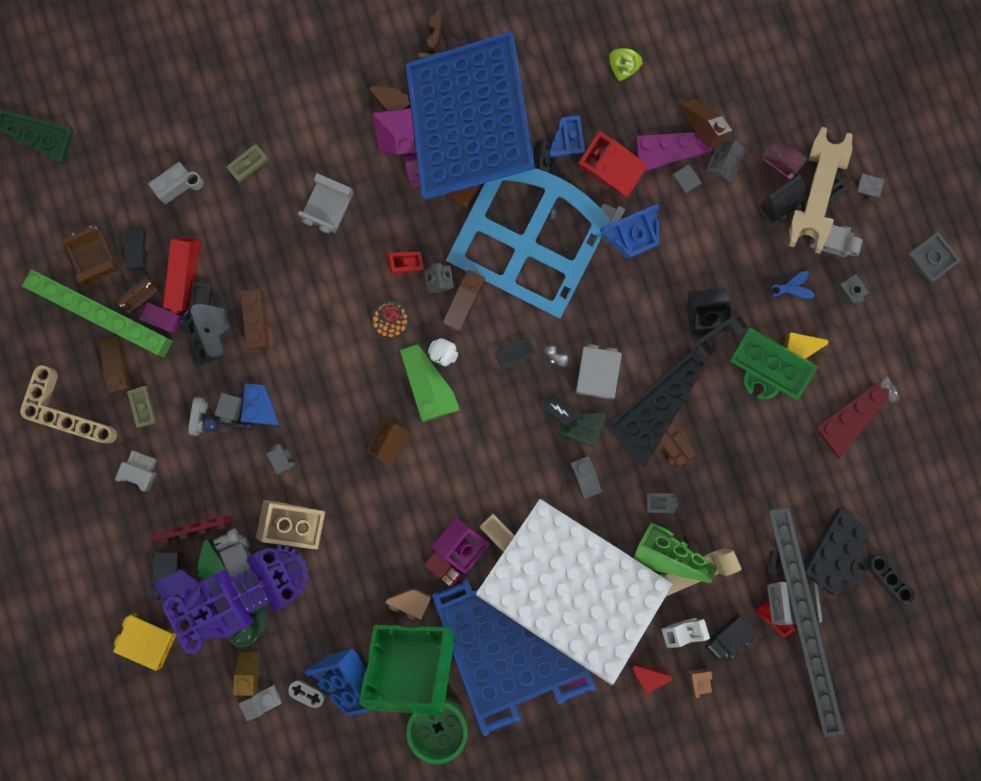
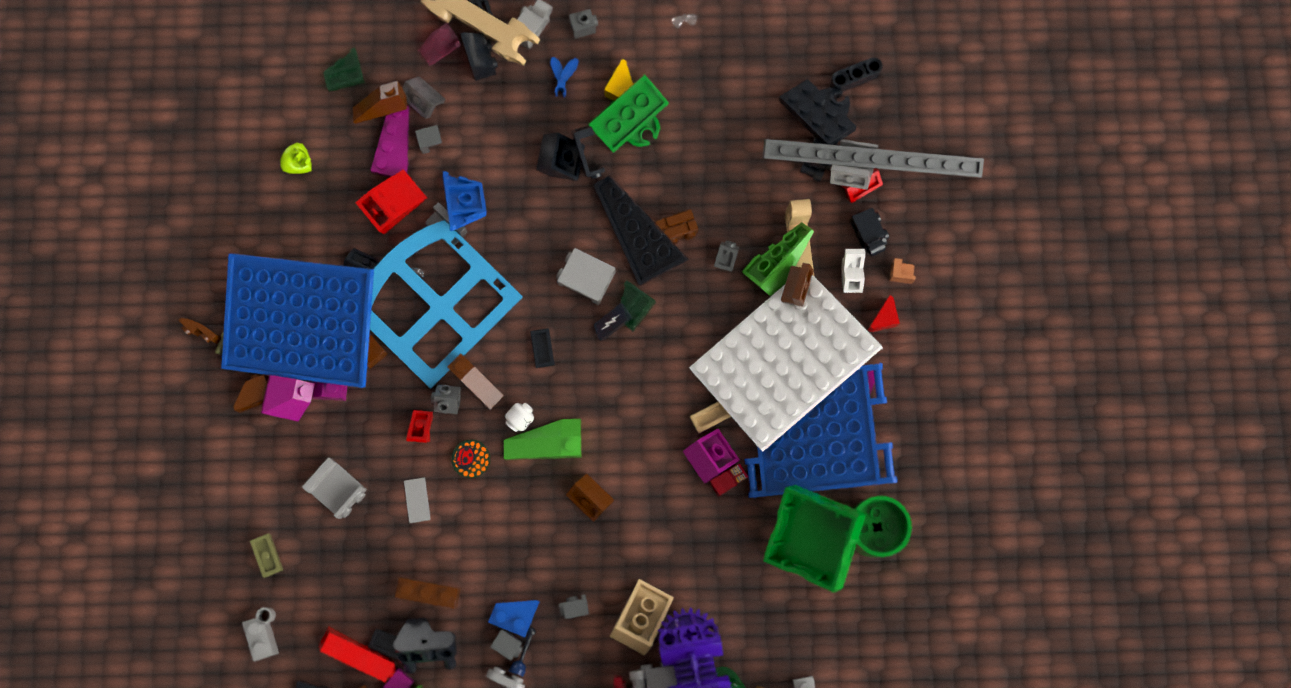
camera: 75 degrees left, 5 degrees down
(309, 689) = (813, 652): light grey beam -> none
(338, 282) = (417, 500): none -> light grey sticker
(343, 678) = (806, 607): blue wedge -> none
(411, 602) = (751, 519): medium nougat slope -> none
(552, 352) = (553, 313): clear piece -> none
(568, 138) = (350, 235): blue wing -> none
(586, 477) = (681, 318): dark grey slope -> none
(651, 581) = (797, 284): none -> reddish brown panel
(726, 79) = (344, 72): none -> clear green wing
(850, 420) = (703, 66): dark red wing -> none

